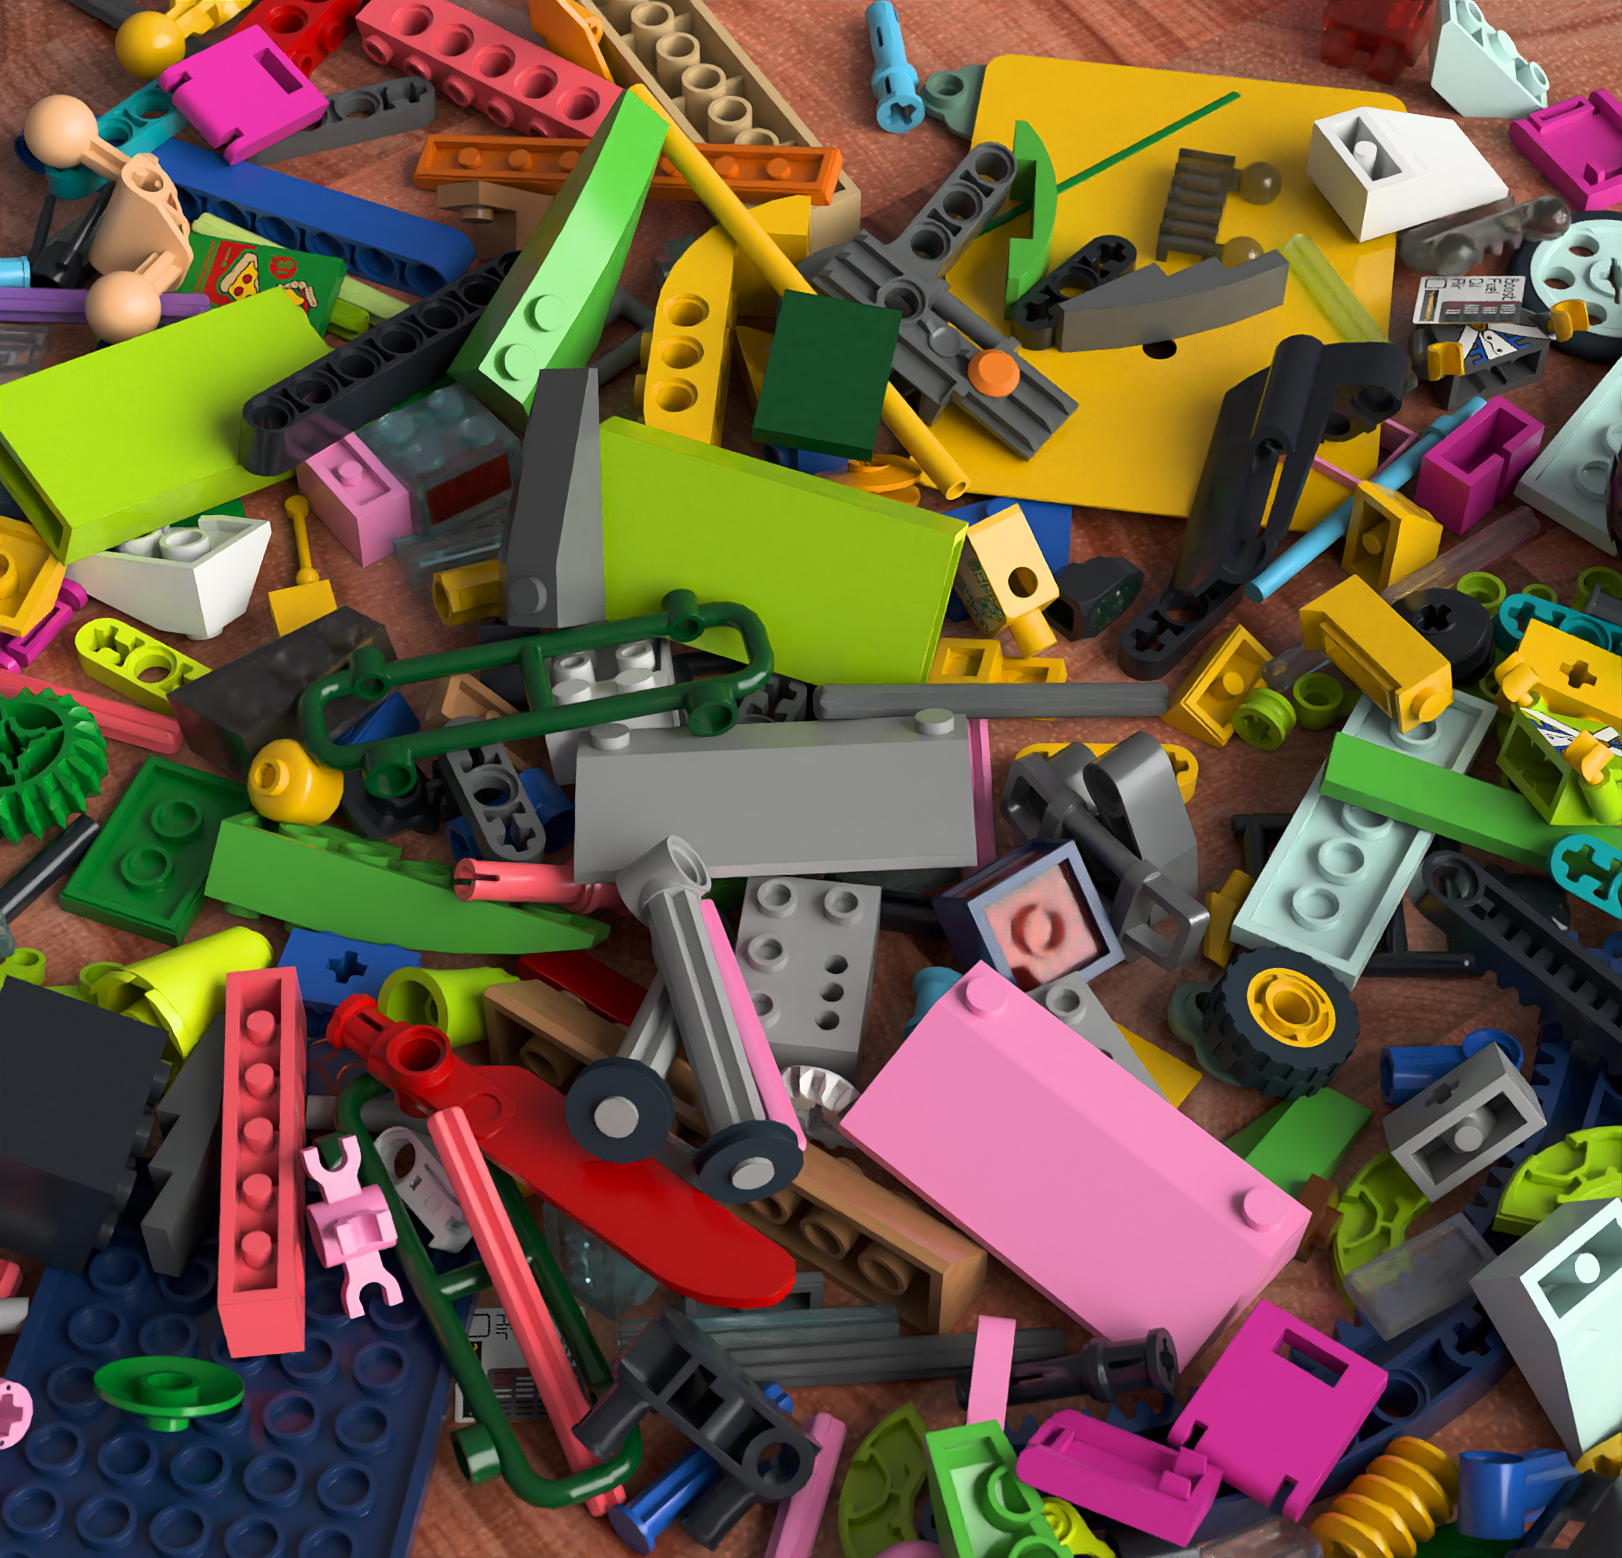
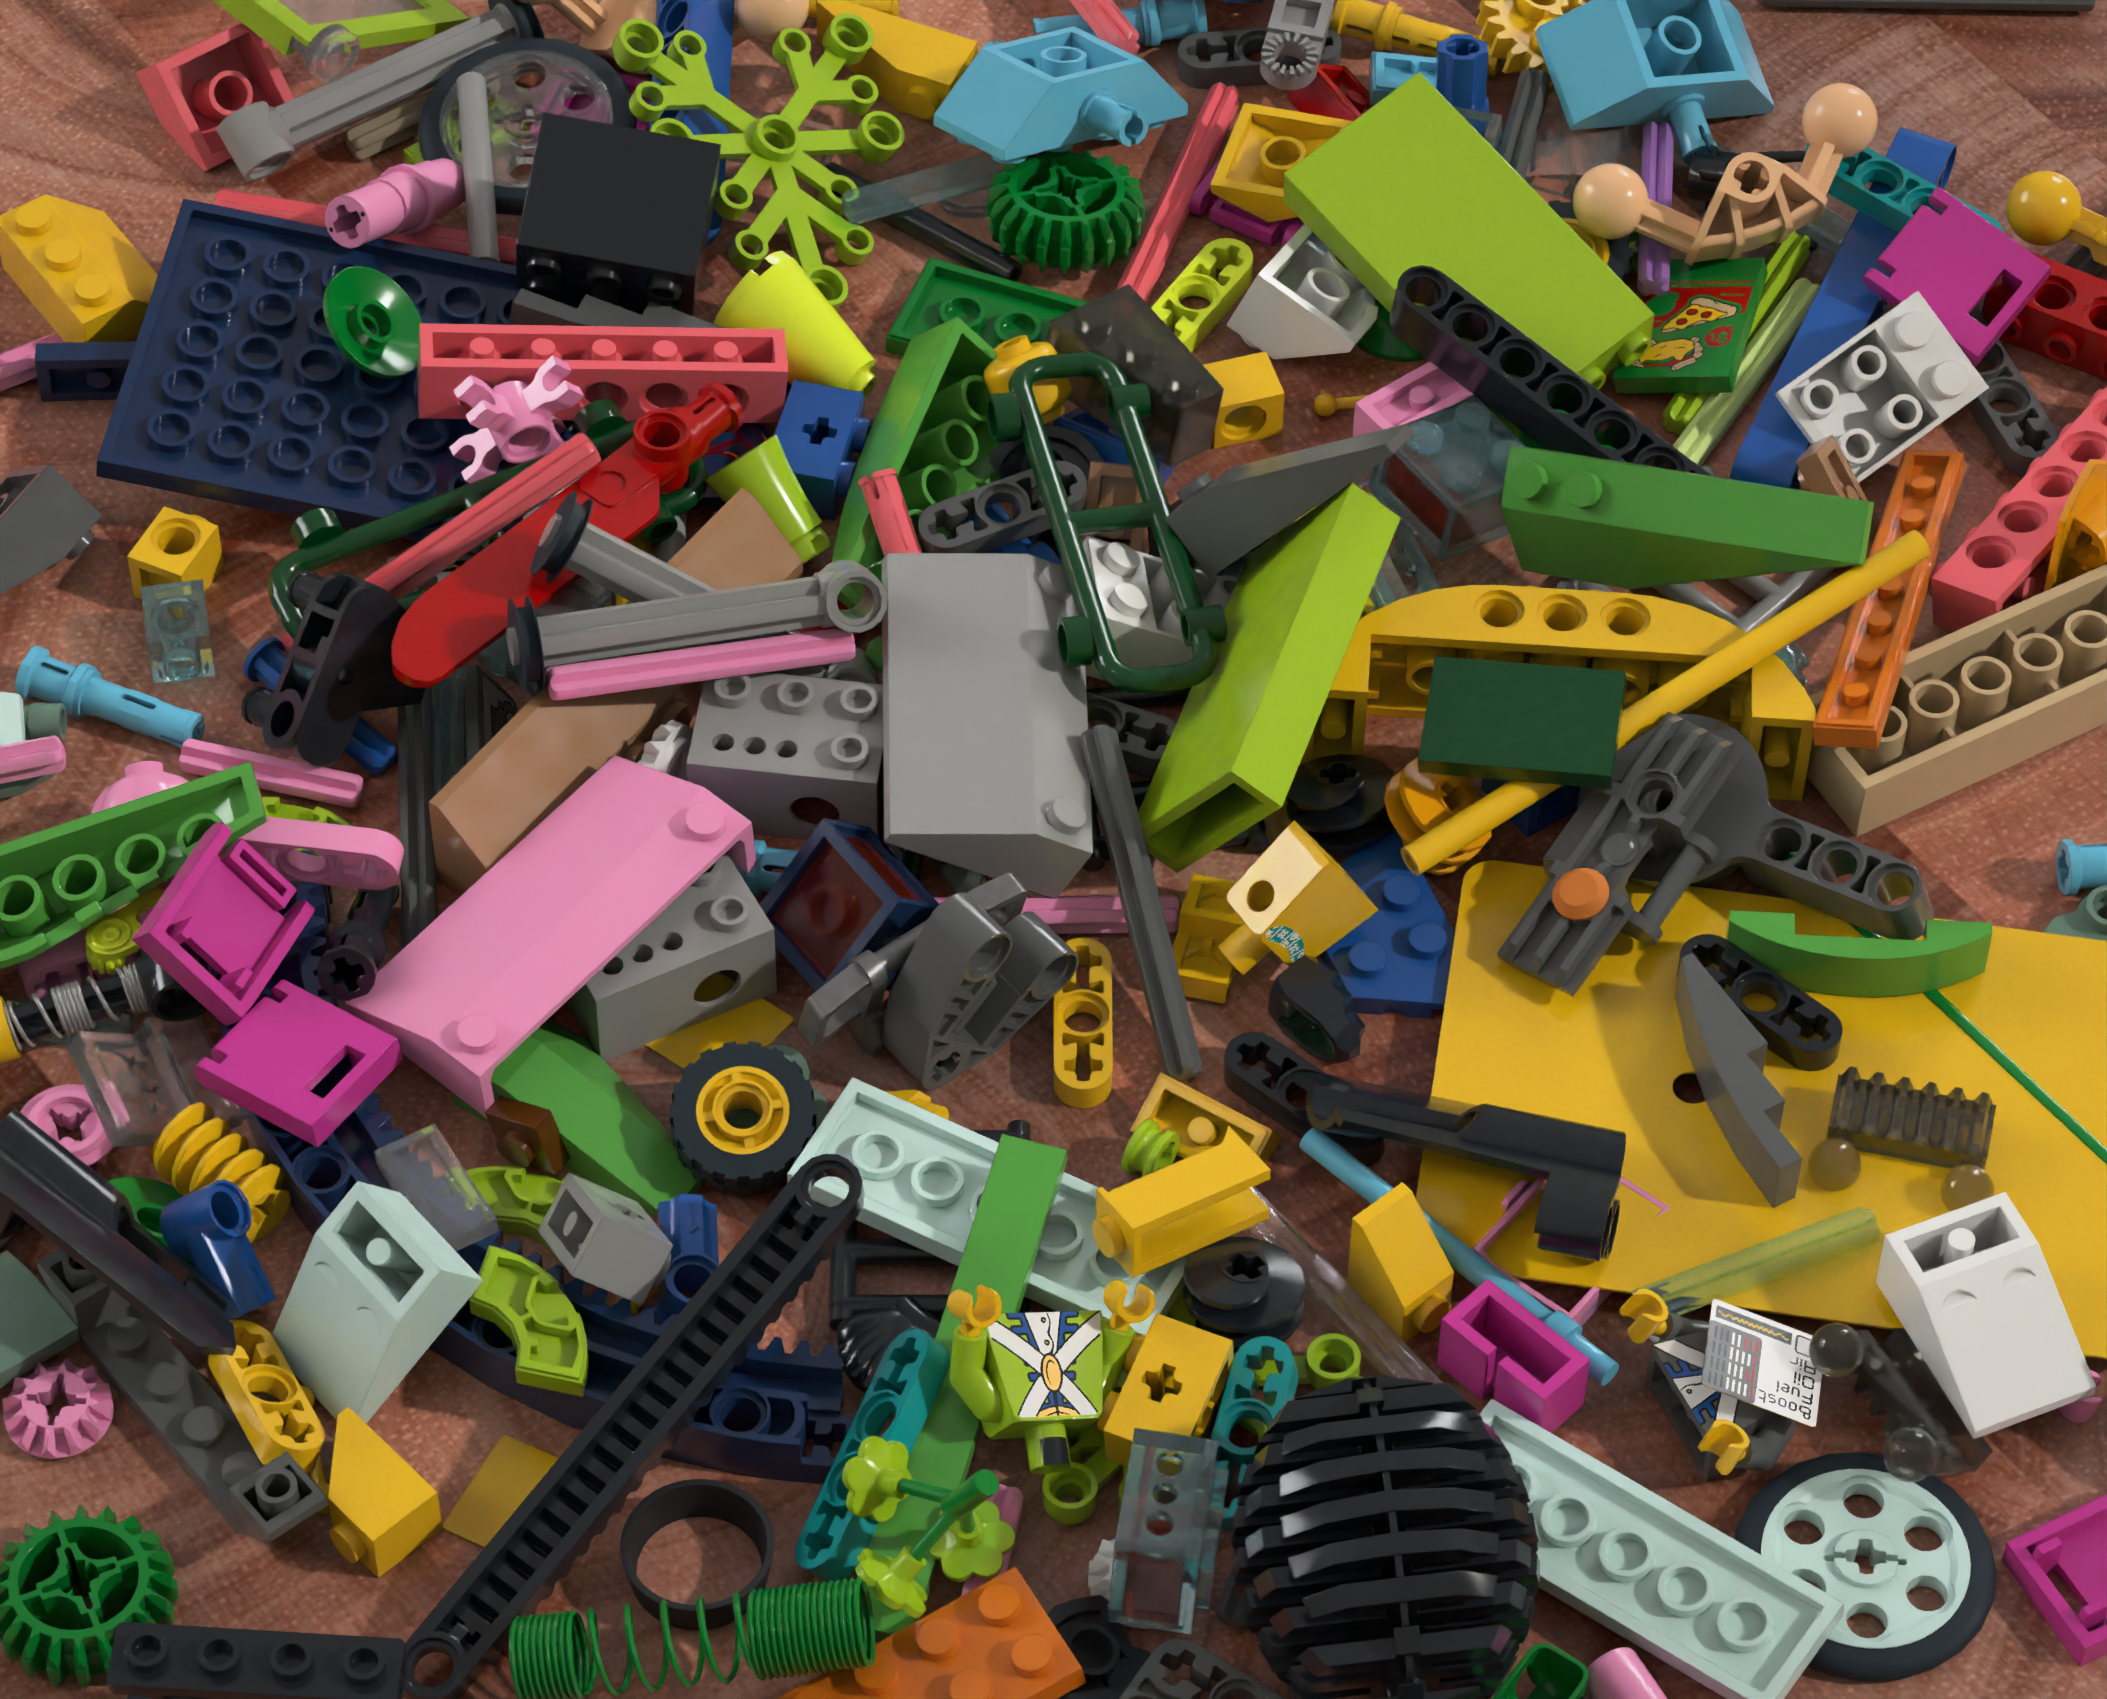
camera: 90 degrees right, 0 degrees up
(360, 153) = (1884, 387): none -> white slope

